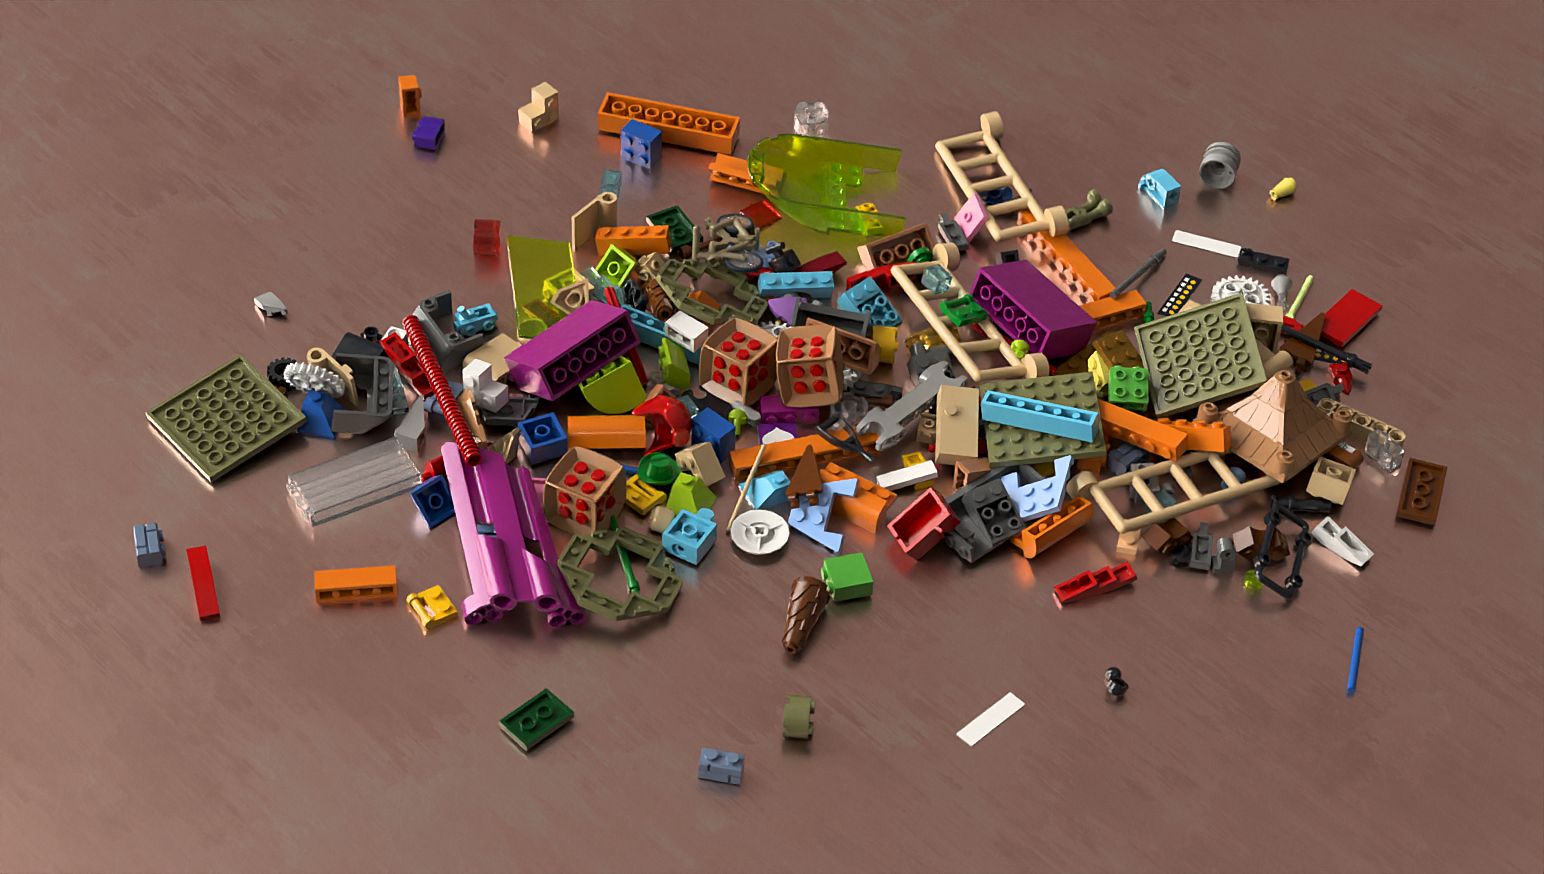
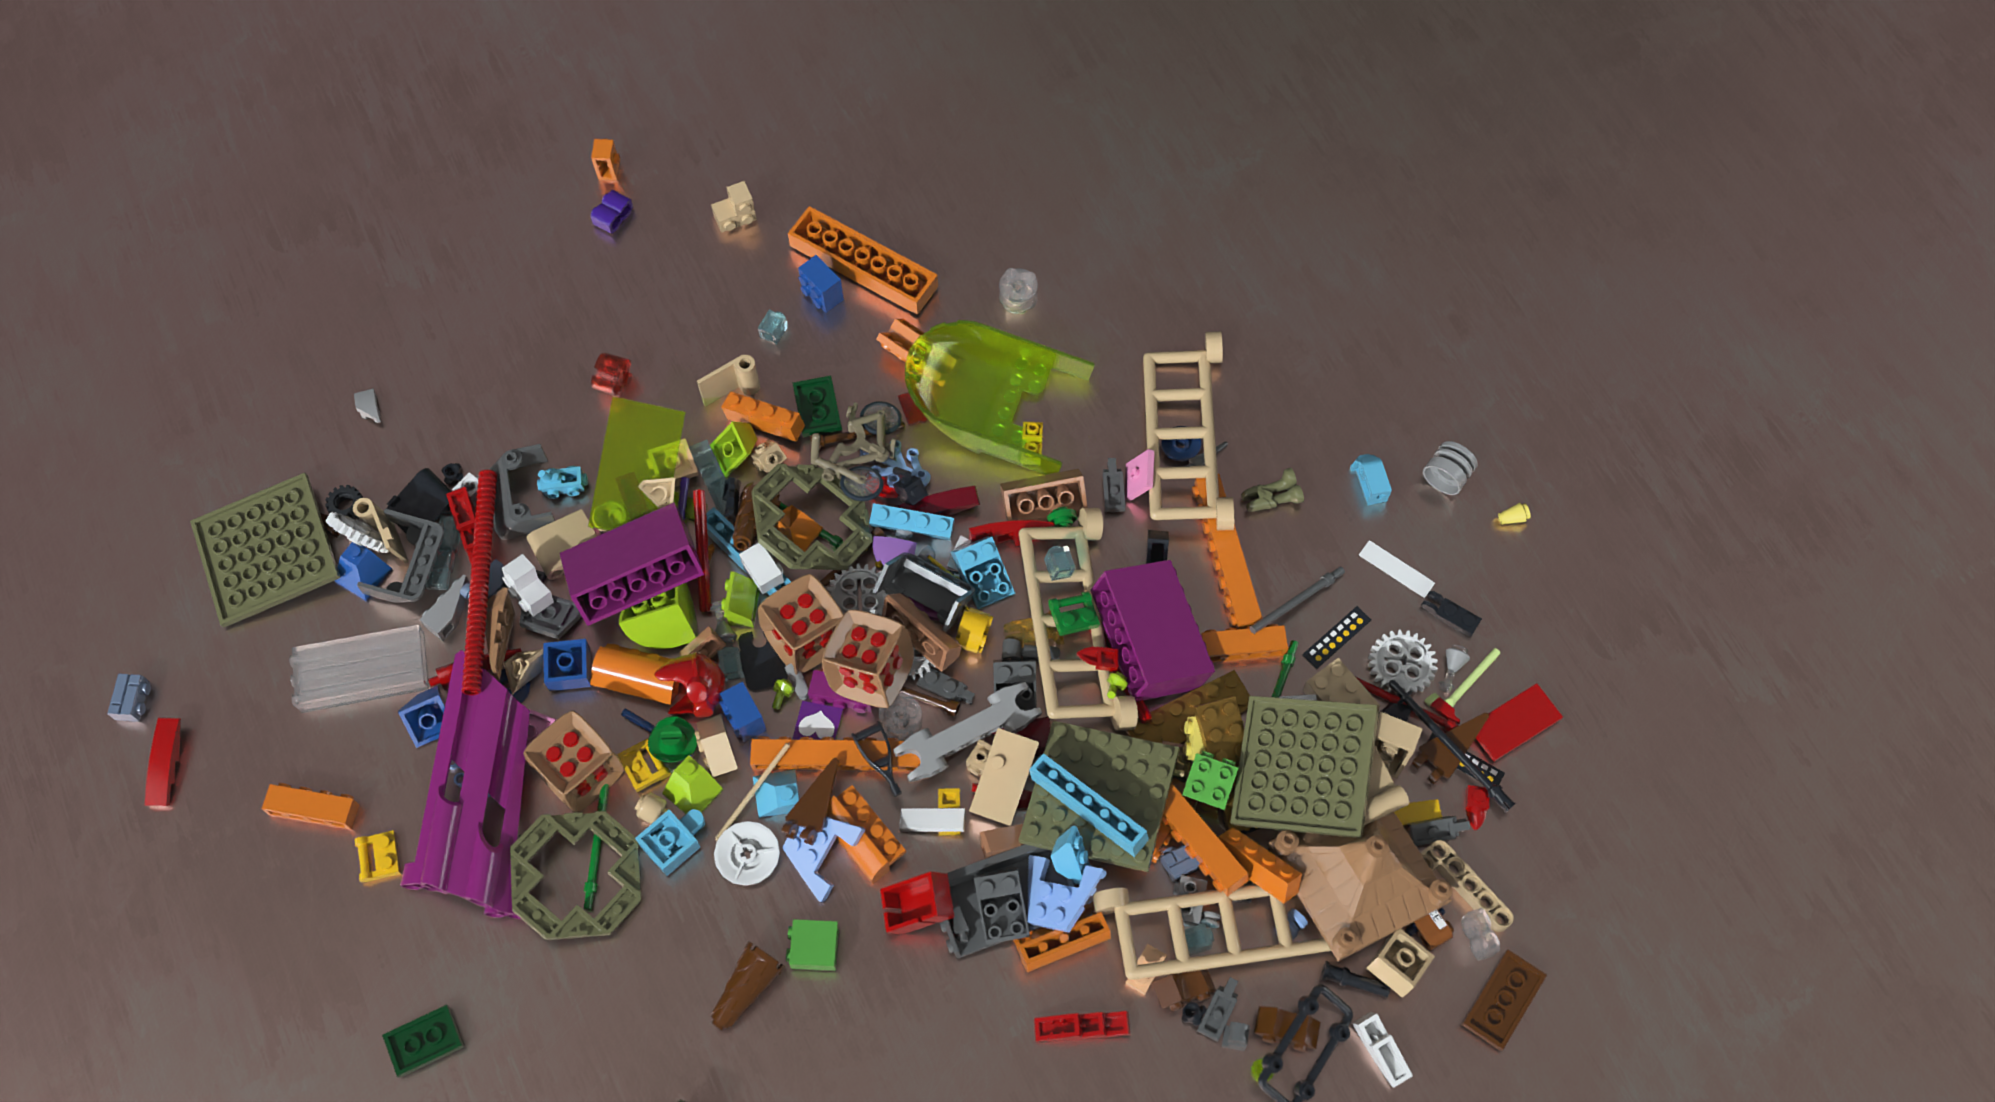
camera: 20 degrees right, 20 degrees up
(1002, 333) = (1100, 657): none -> red plate
(1038, 455) = (1070, 855): none -> medium azure slope

